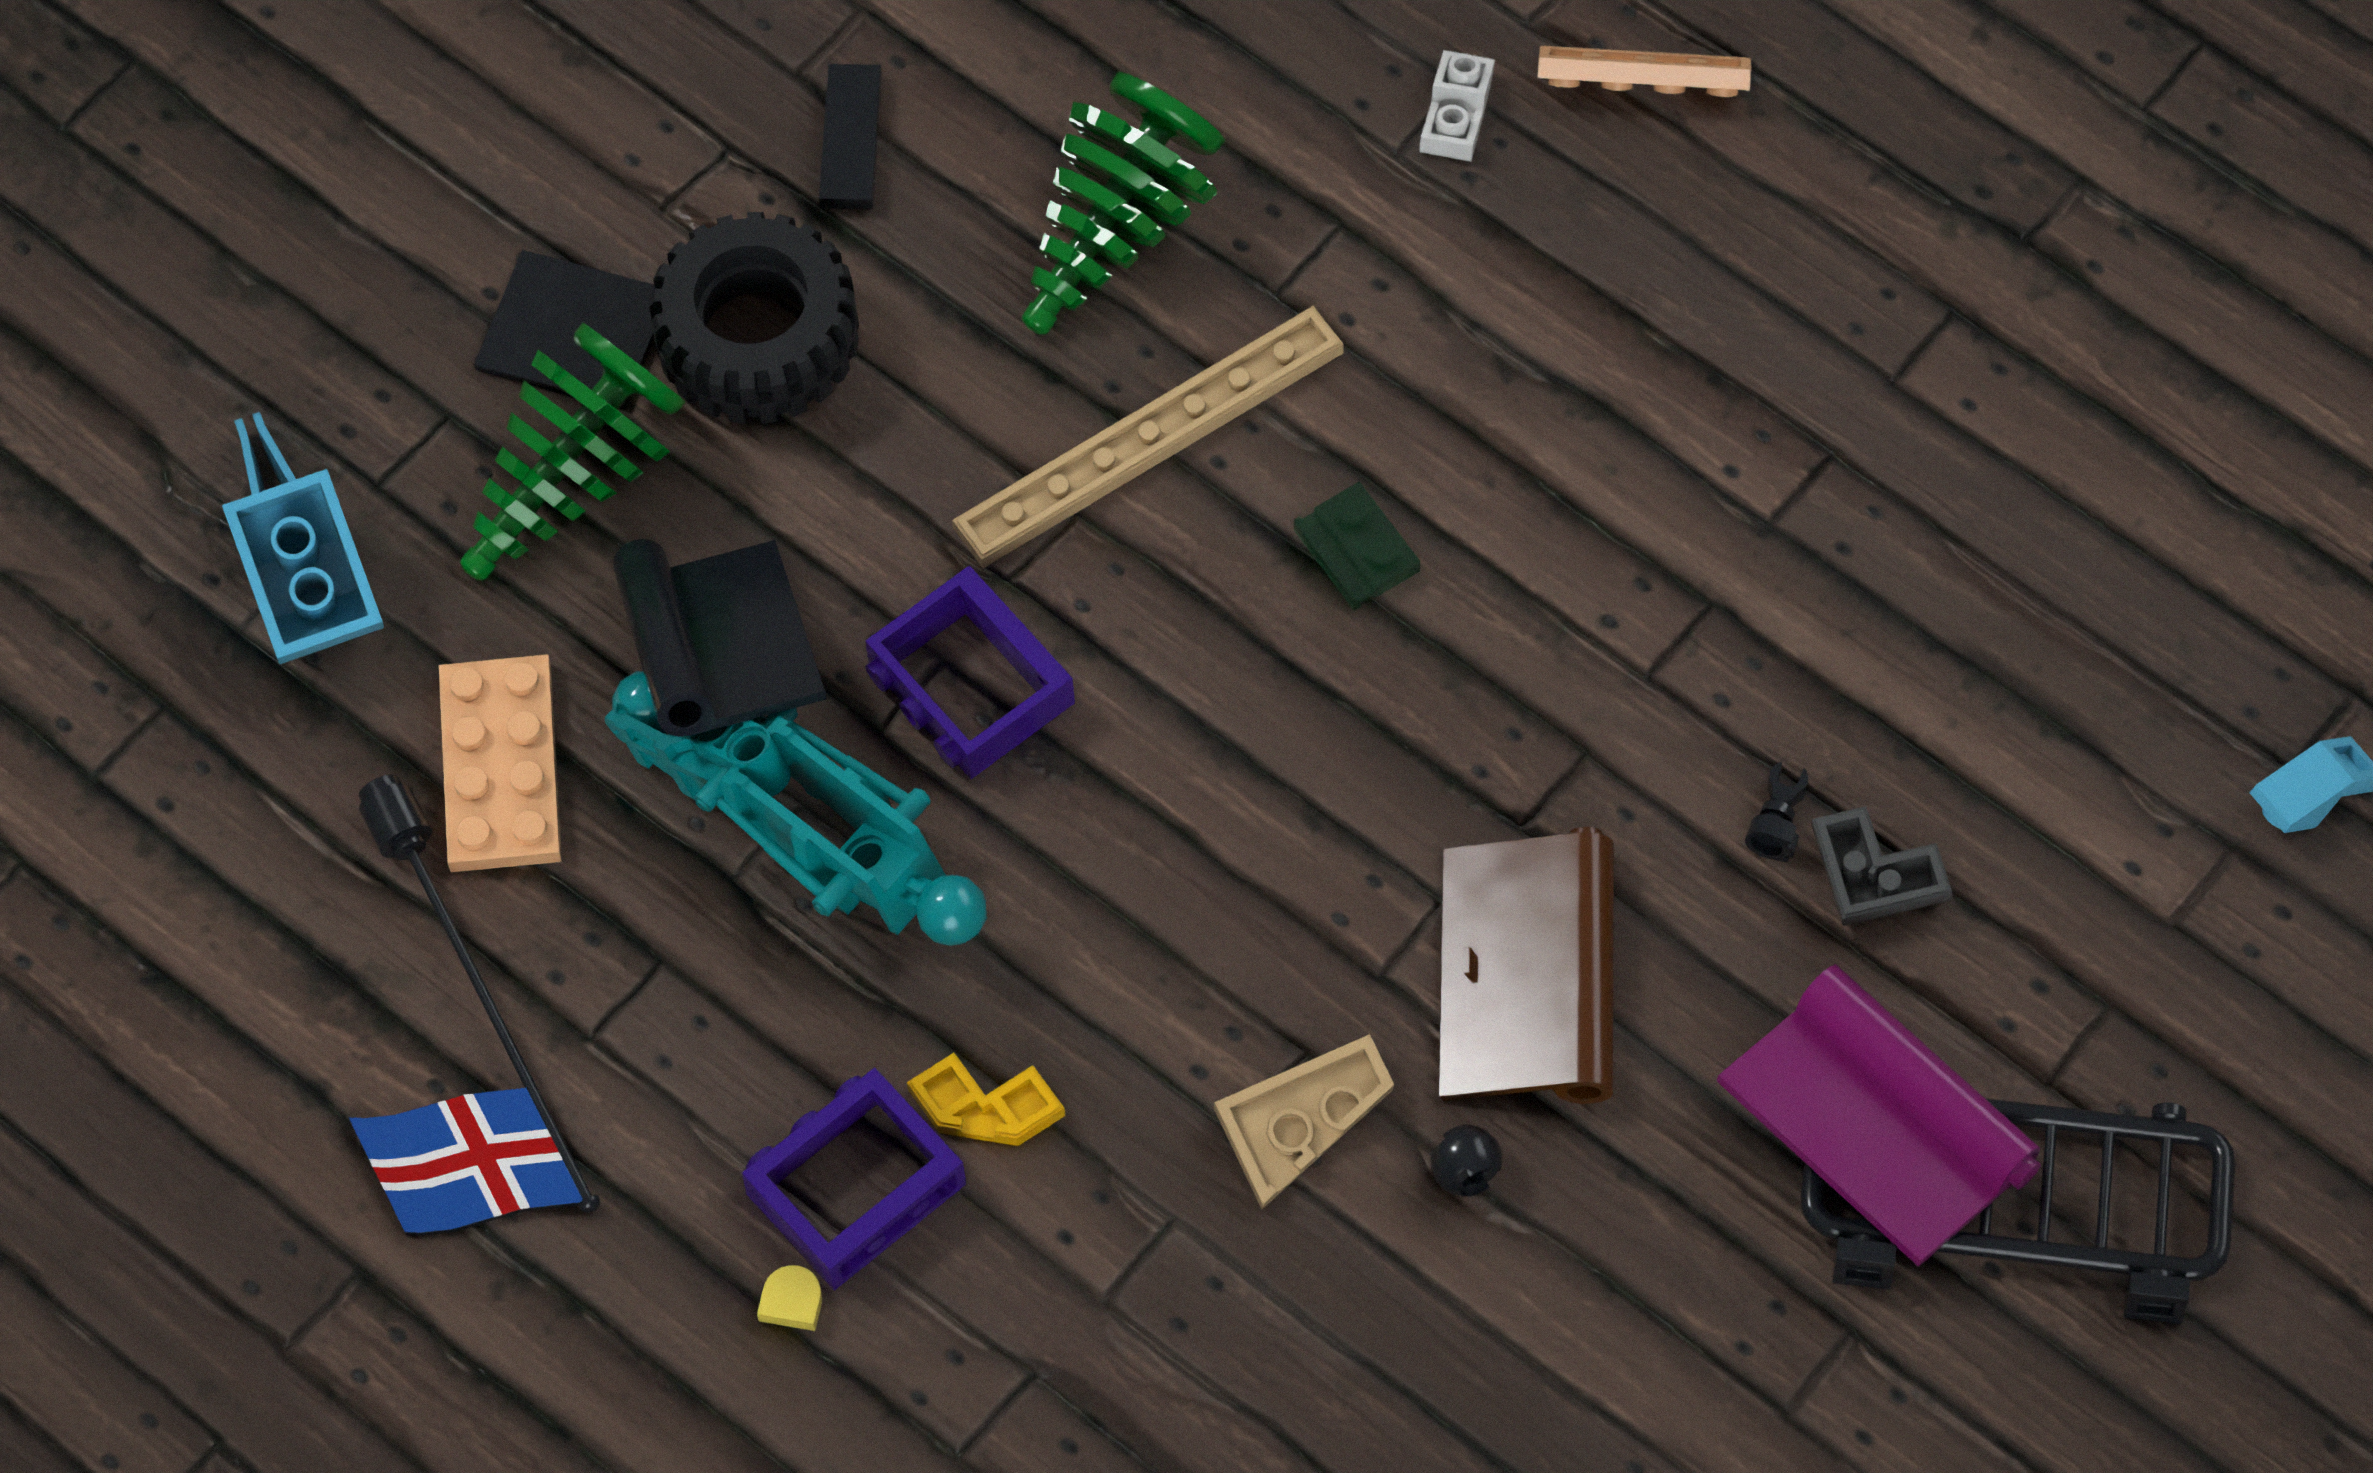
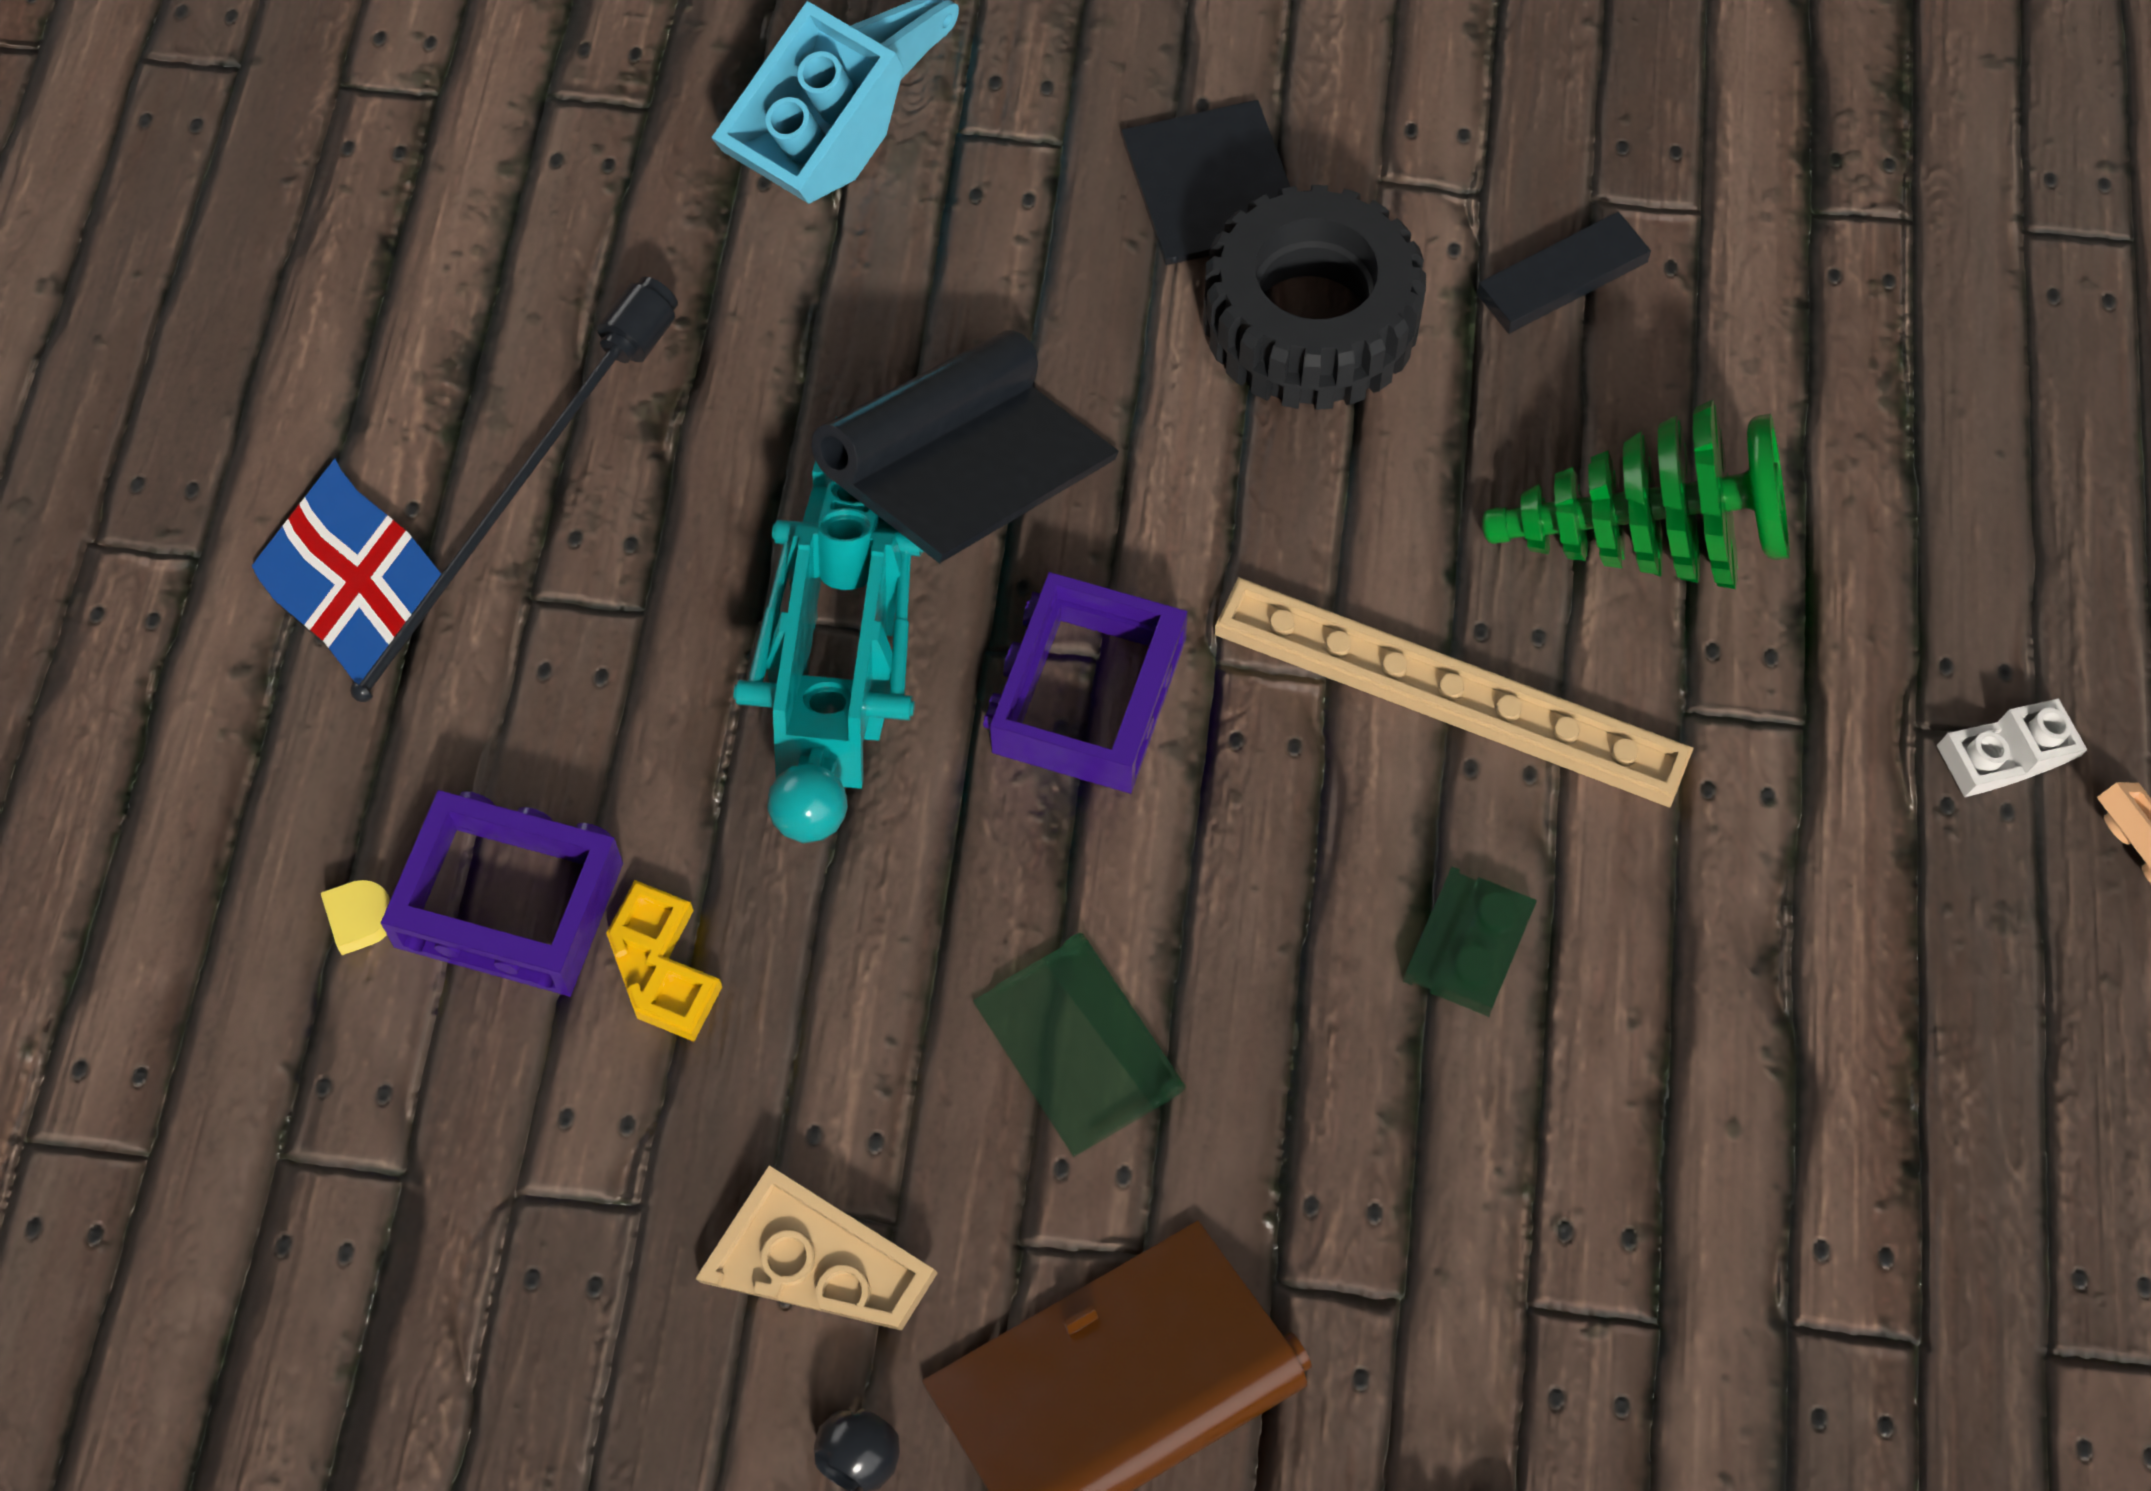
camera: 55 degrees right, 0 degrees up
(499, 763) = (750, 371): light nougat plate -> none
(599, 406) = (1083, 226): green plant -> none
(1253, 852) = (1079, 1045): none -> clear green piece

